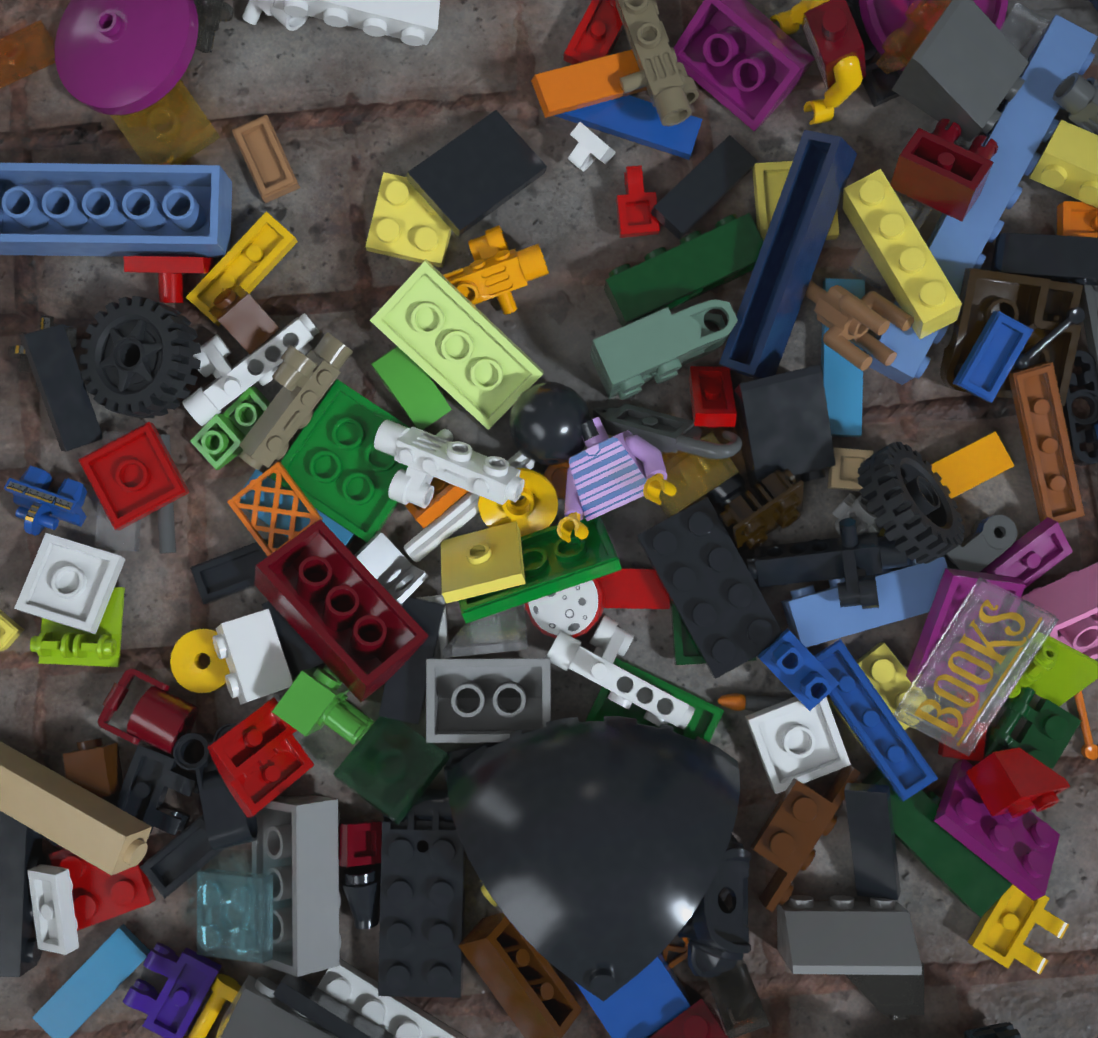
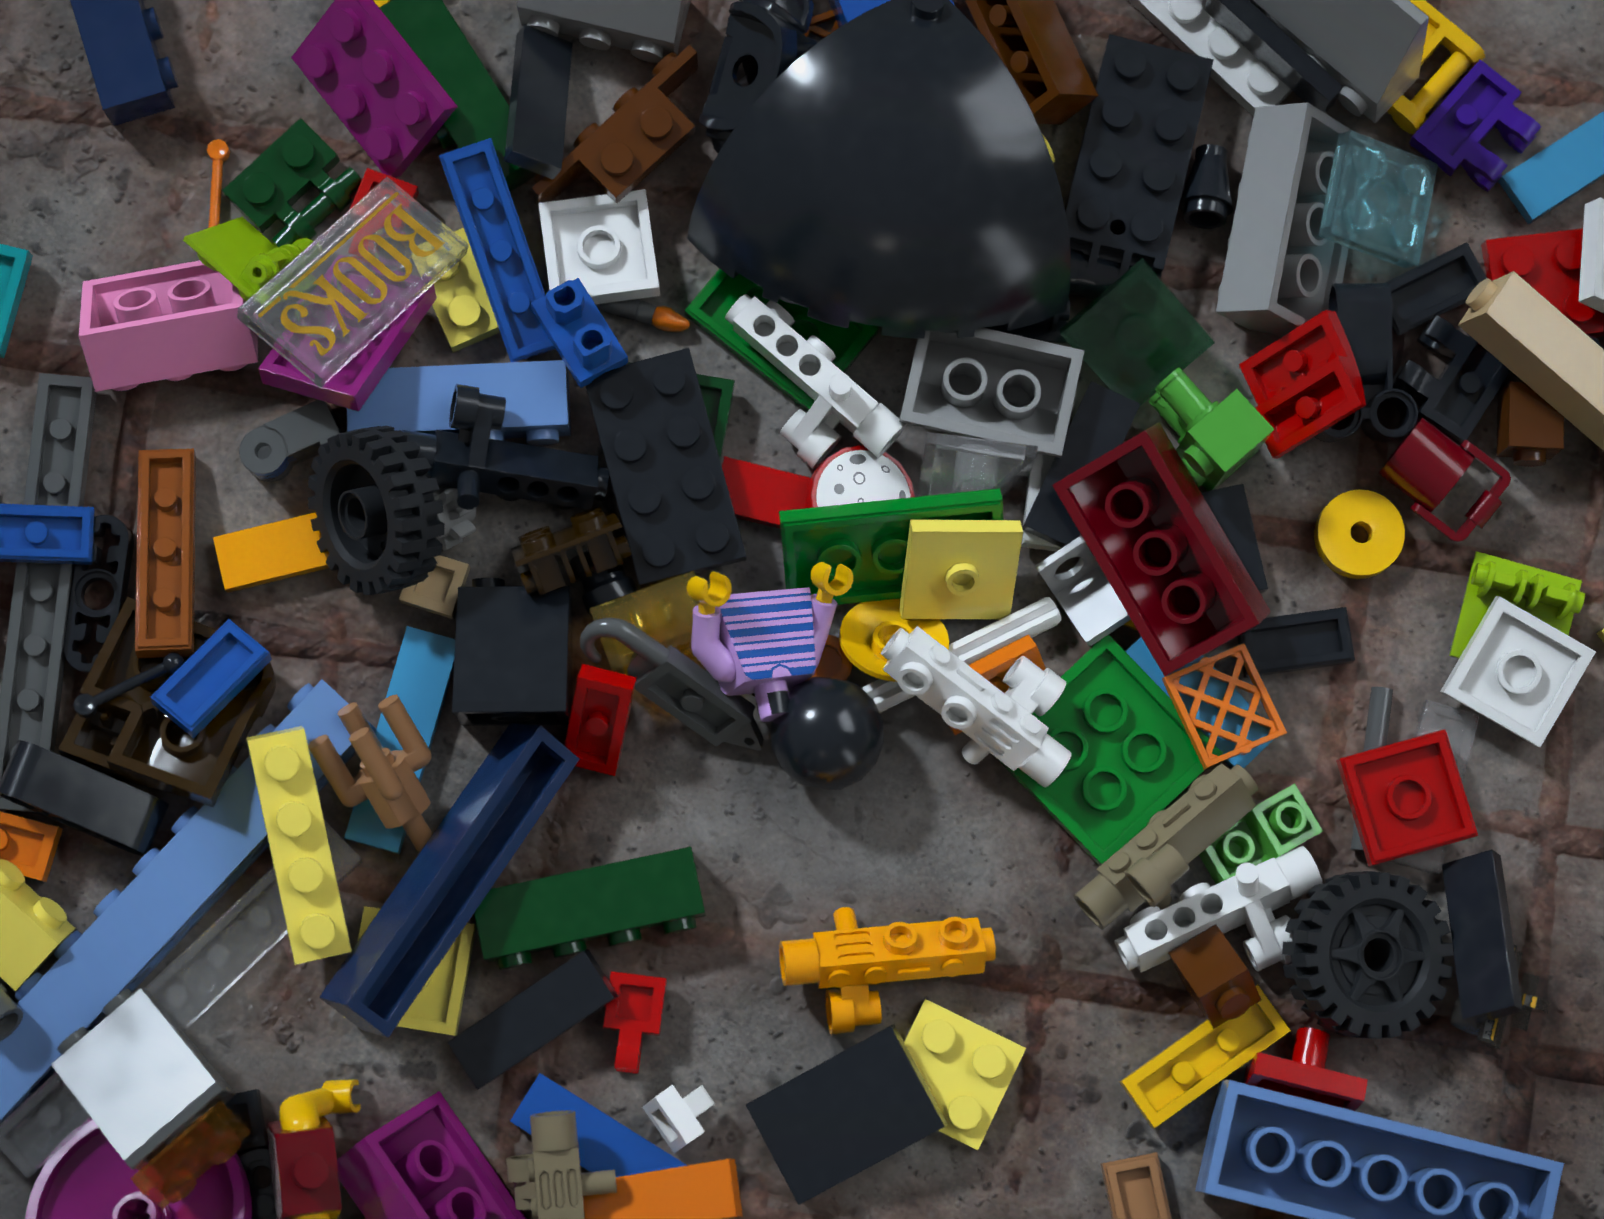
camera: 175 degrees left, 5 degrees down
(45, 508) = (1552, 808): blue hips -> none
(252, 656) = (1291, 517): white brick -> none
(360, 843) = (1197, 251): dark red plate -> none
(411, 388) = (1004, 834): bright green slope -> none
(456, 345) = (929, 868): yellowish green plate -> none
(658, 346) = (656, 799): sand green brick -> none
(942, 172) = (212, 940): dark red brick -> none
(1016, 783) = (336, 131): red slope -> none
(1032, 553) = (231, 412): magenta plate -> none

